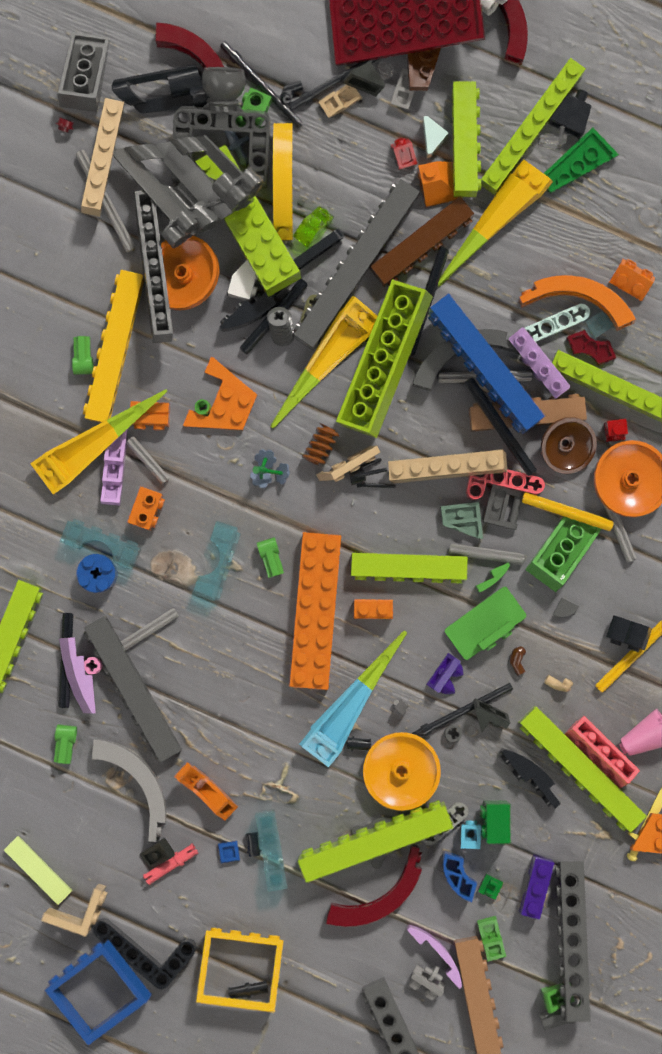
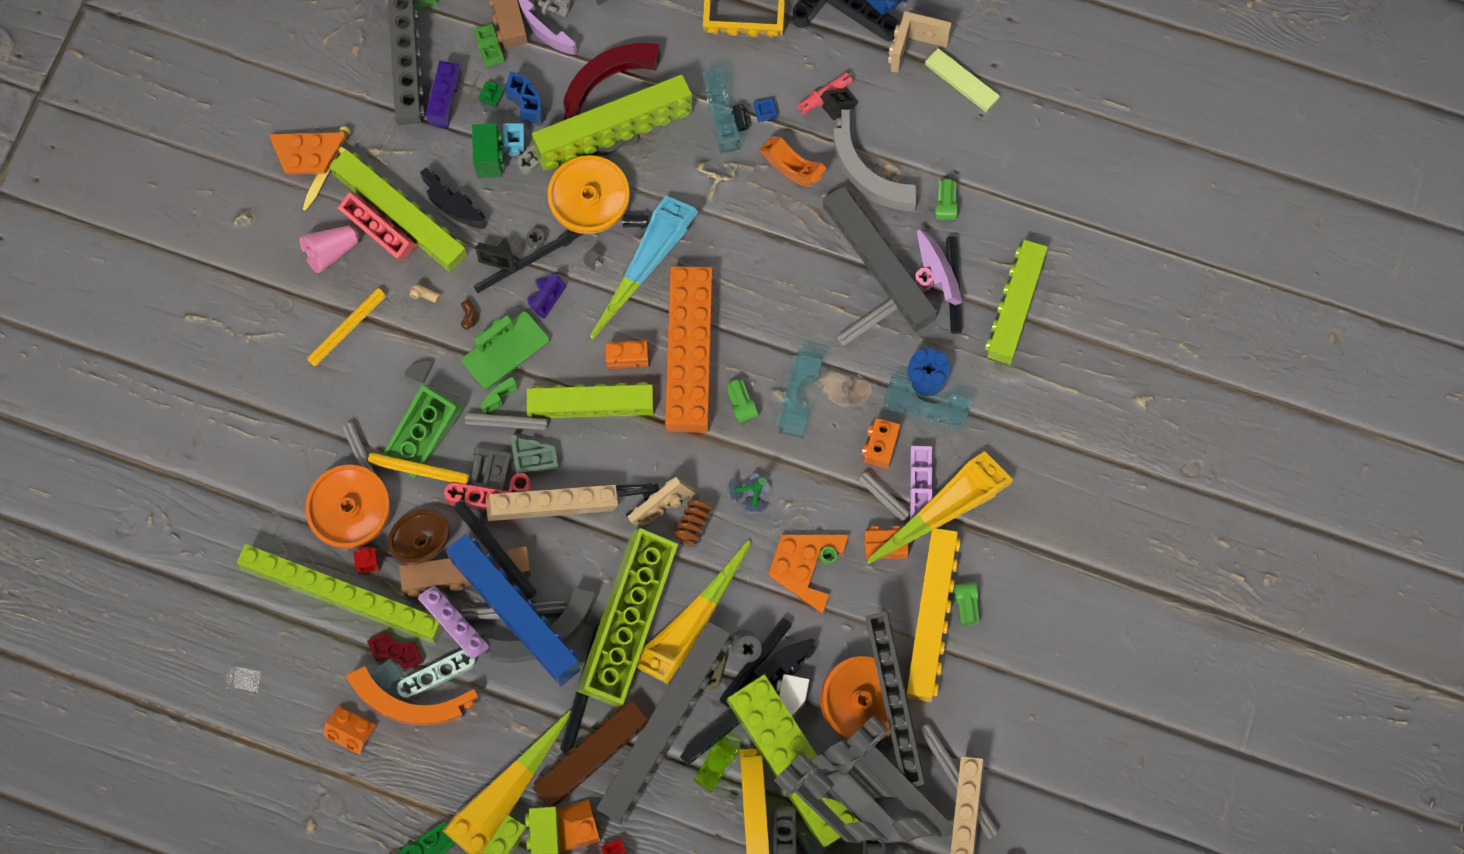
camera: 175 degrees left, 15 degrees down
(628, 633) = (349, 346): black brick -> none

